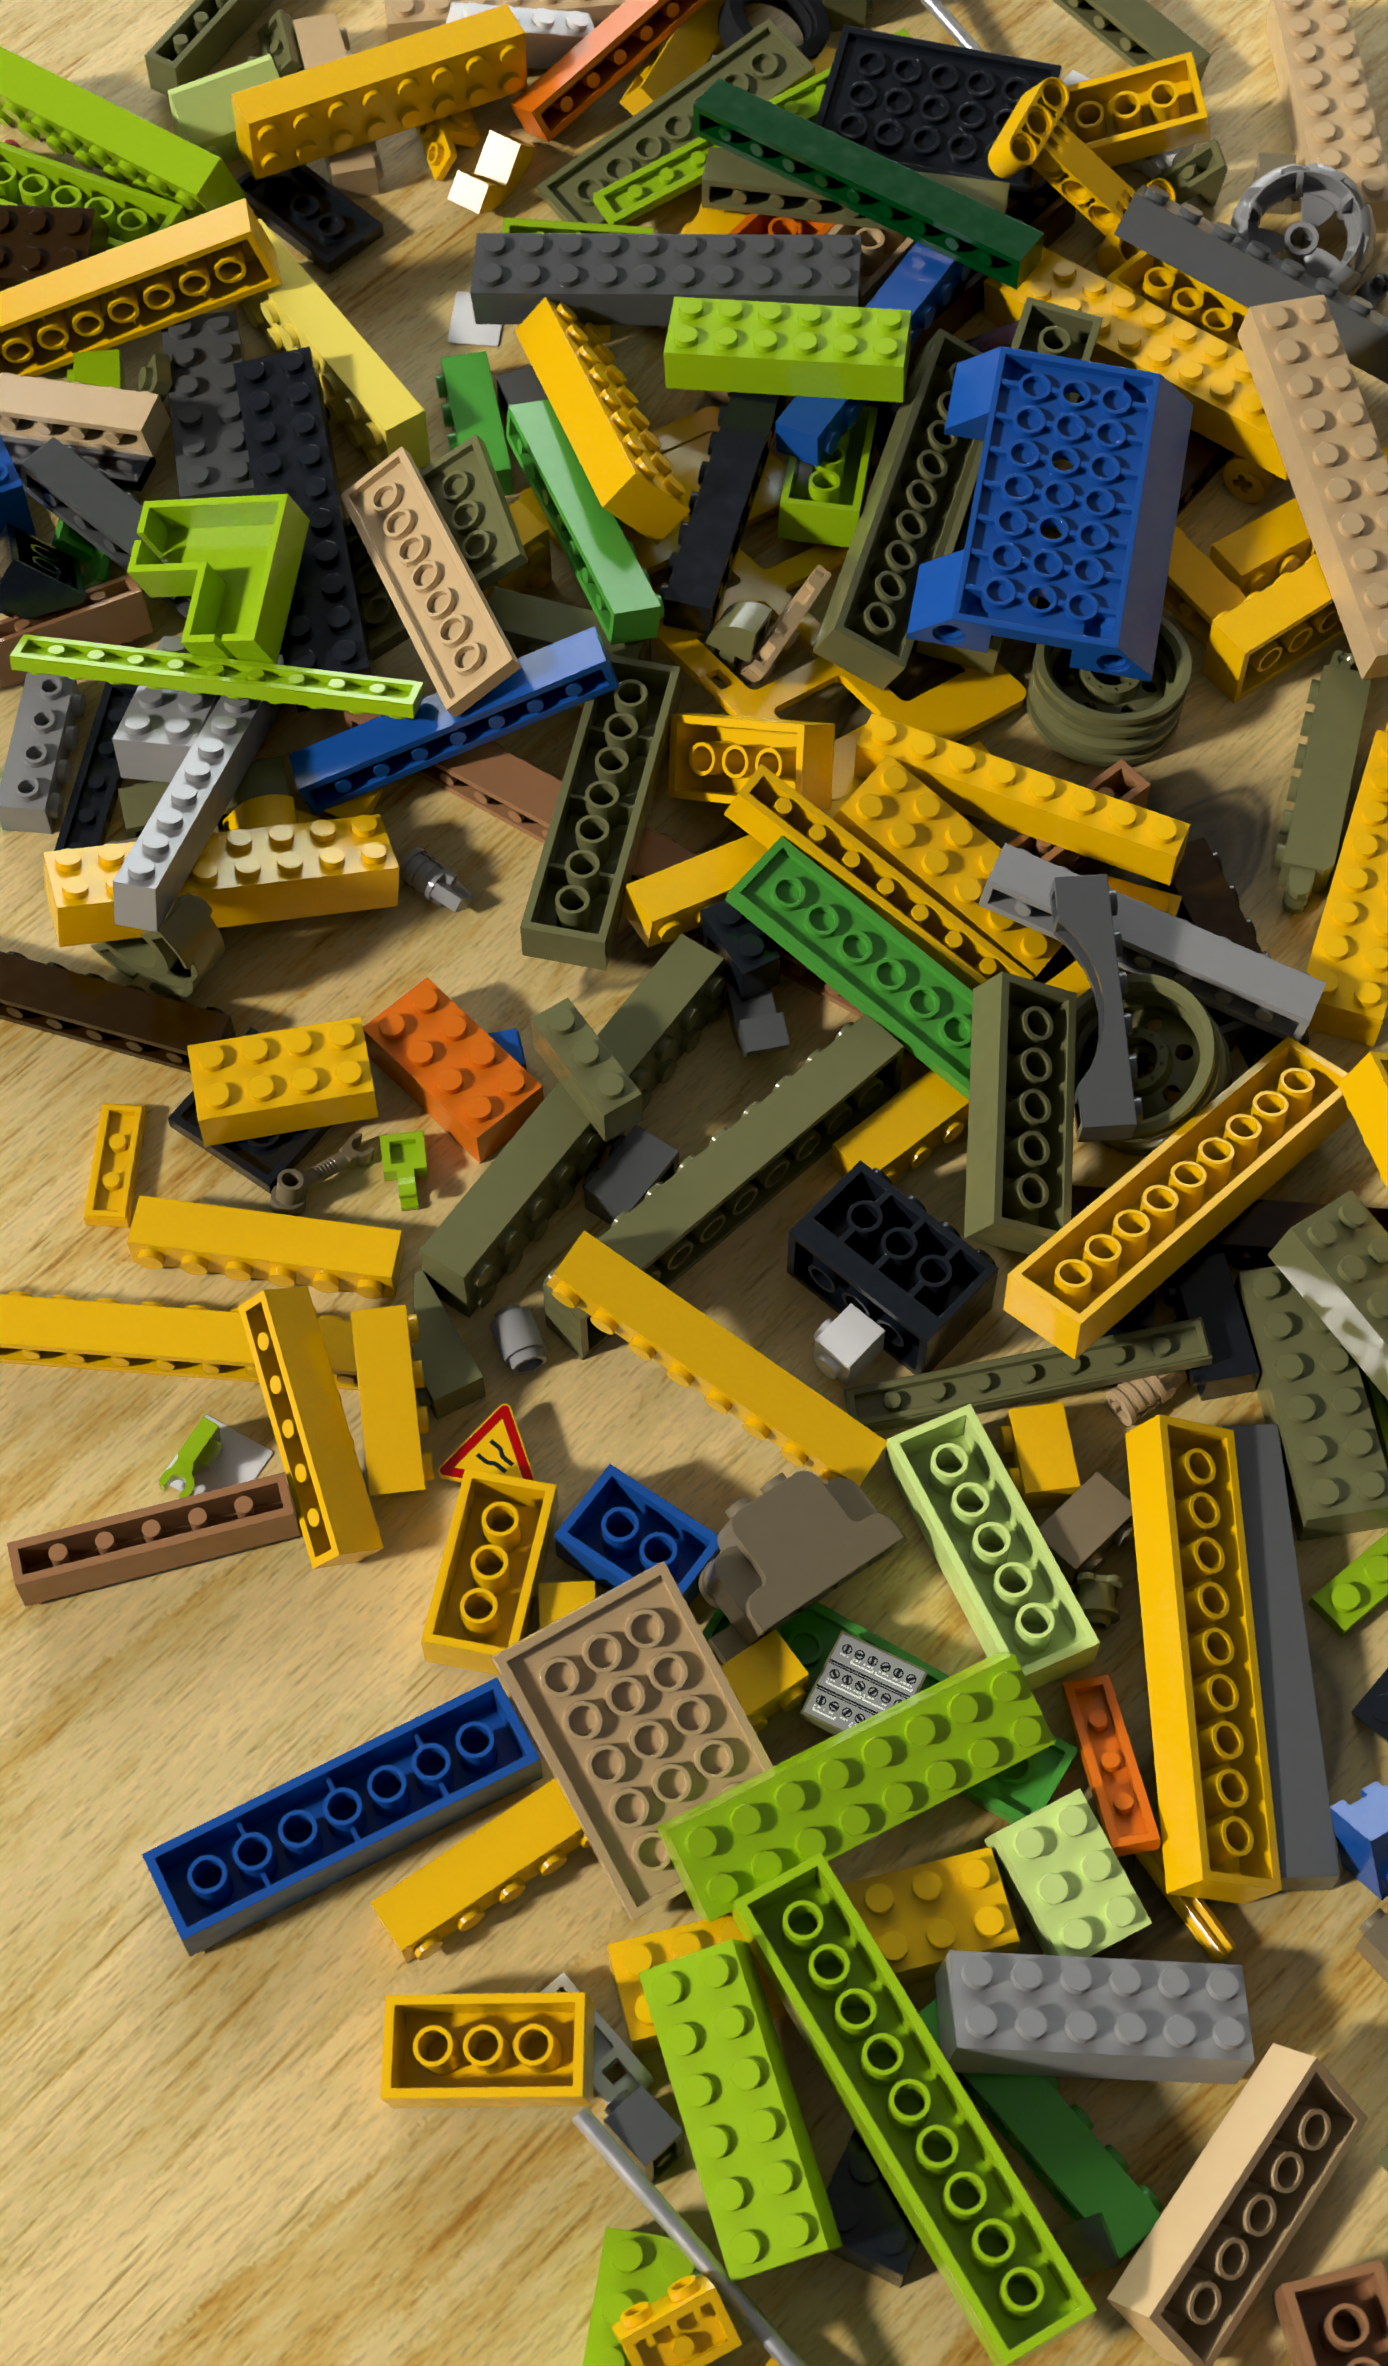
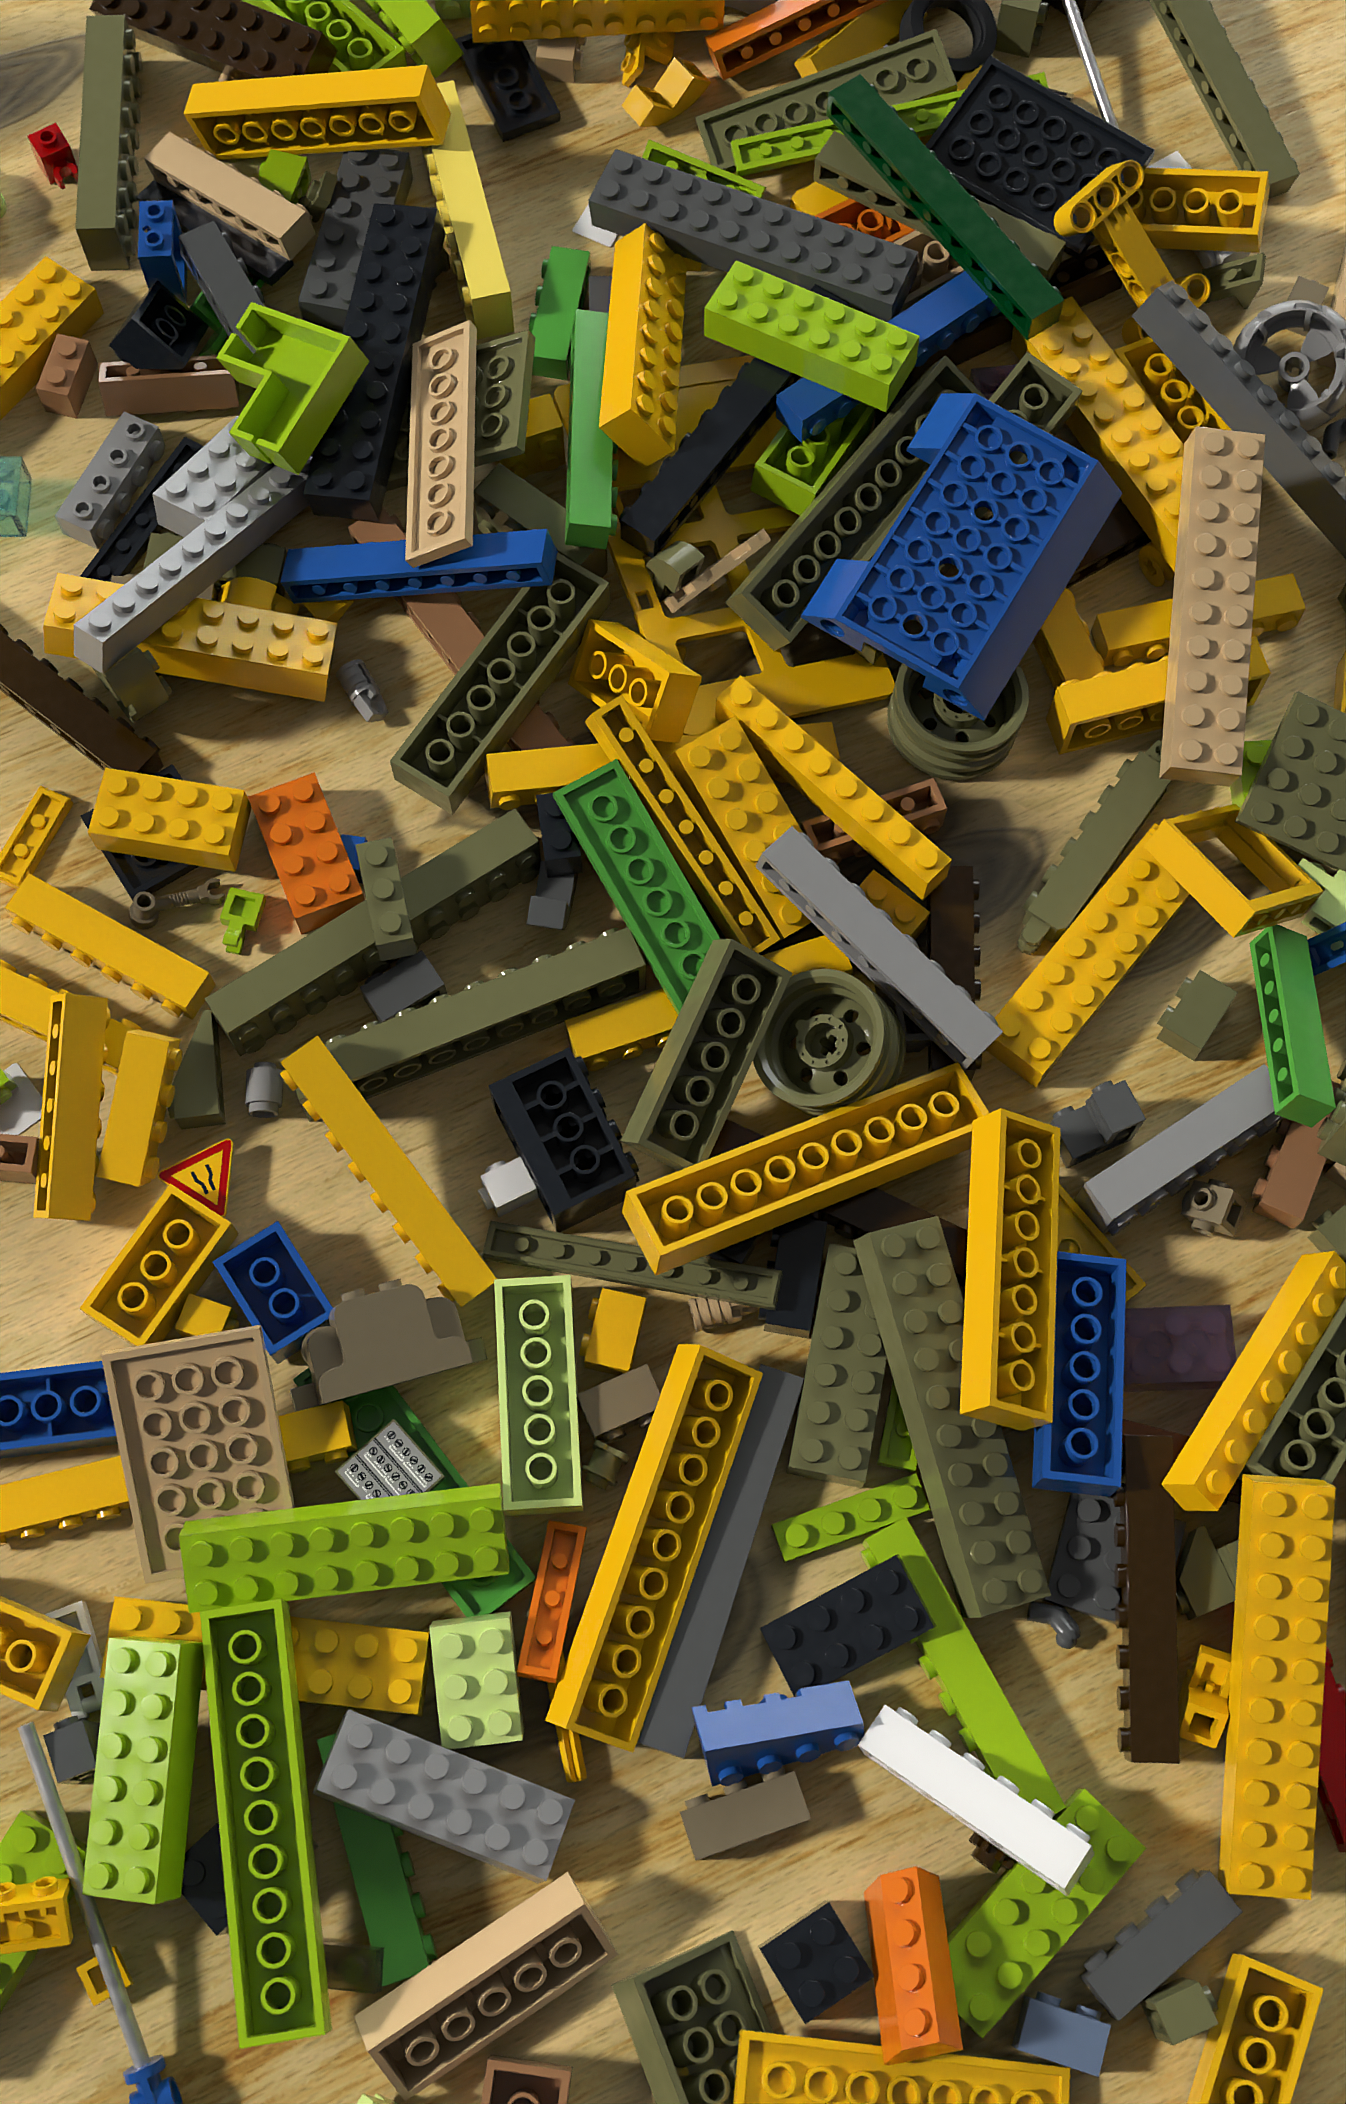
camera: 20 degrees right, 10 degrees up
(218, 676) = (251, 469): lime plate -> none
(1084, 924) = (777, 1063): dark grey arch -> none

